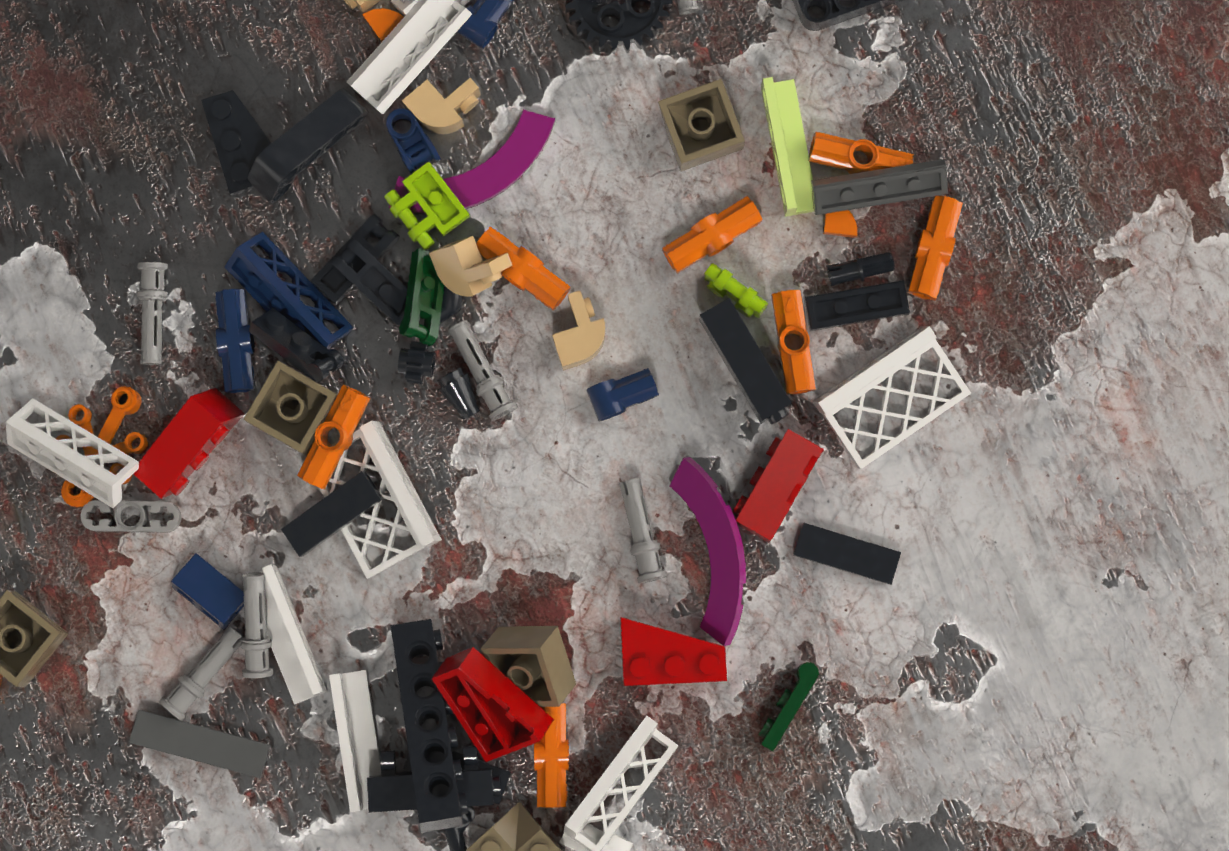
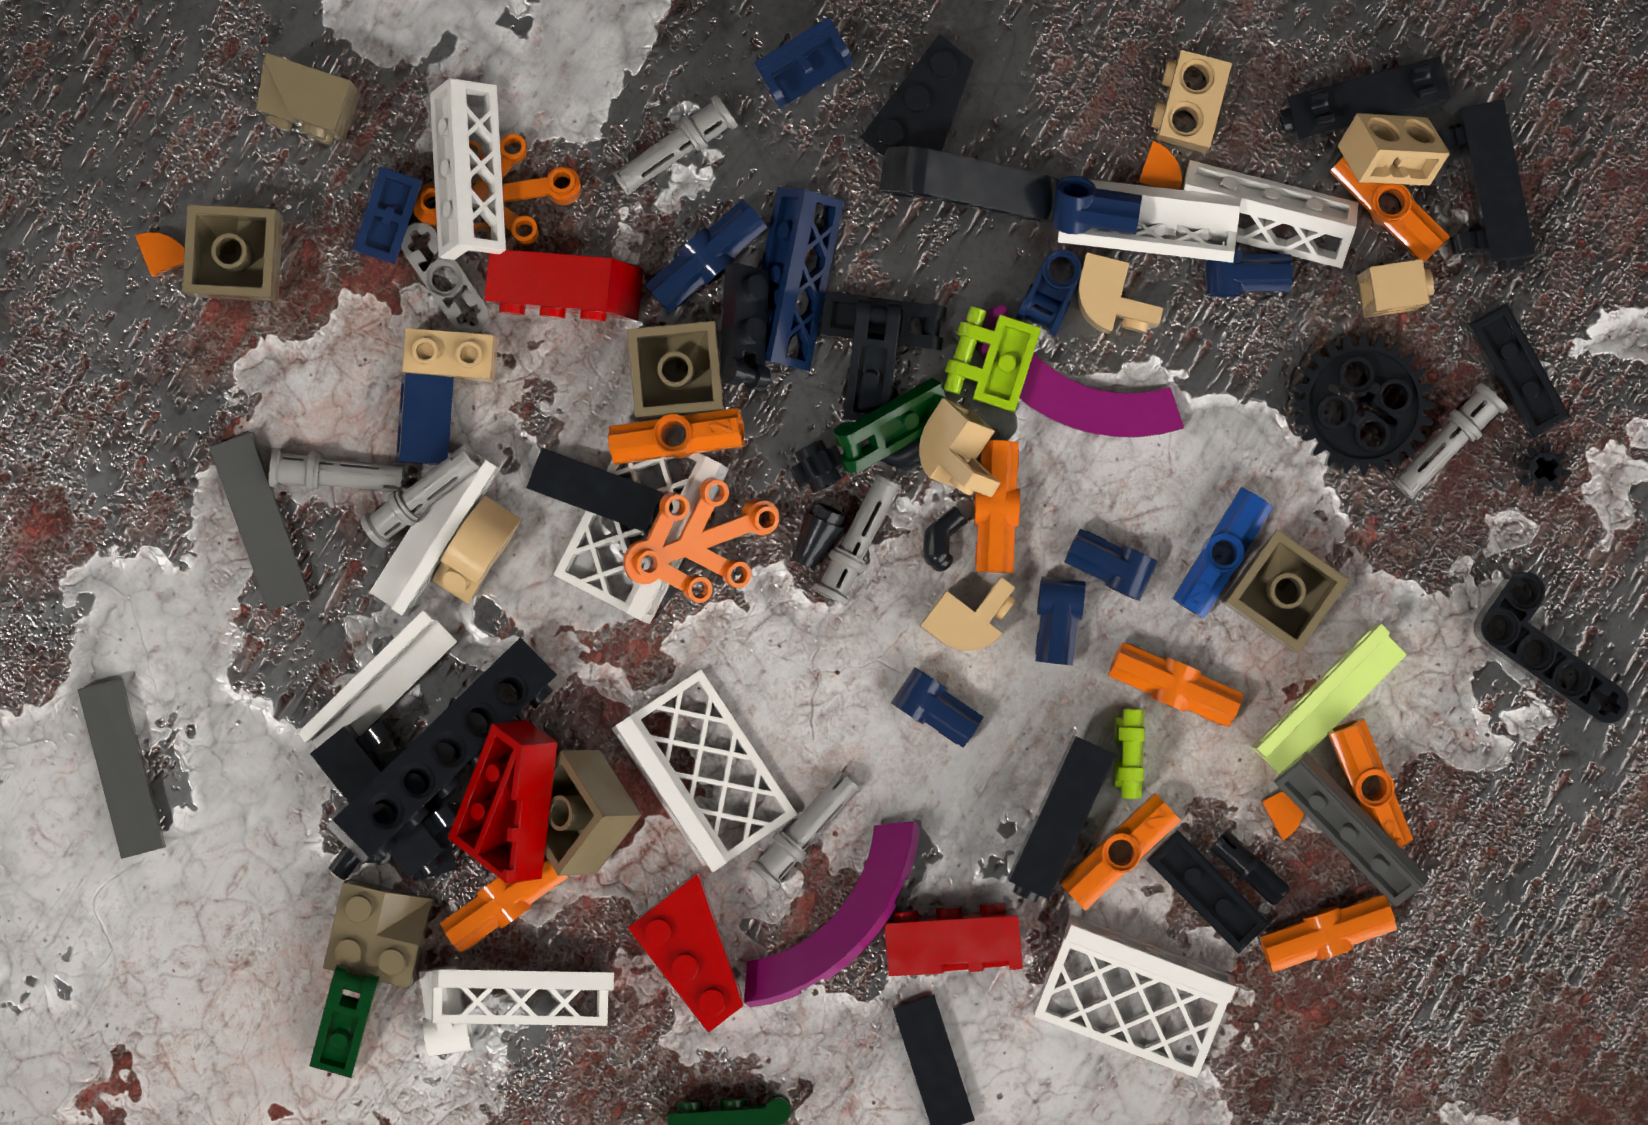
camera: 55 degrees right, 5 degrees up
(63, 524) = (386, 215): none -> dark blue hinge
(158, 196) = (804, 63): none -> dark blue hinge
(178, 545) = (450, 354): none -> tan brick
(315, 616) = (475, 549): none -> tan brick
(371, 82) = (1083, 206): none -> dark blue piece
(408, 470) = (695, 541): none -> orange plant
(516, 320) = (937, 539): none -> black arm
(559, 599) = (672, 792): none -> white fence
(613, 274) = (1059, 611): none -> dark blue piece
(615, 218) = (1117, 566): none -> dark blue piece
(657, 167) = (1238, 528): none -> blue piece

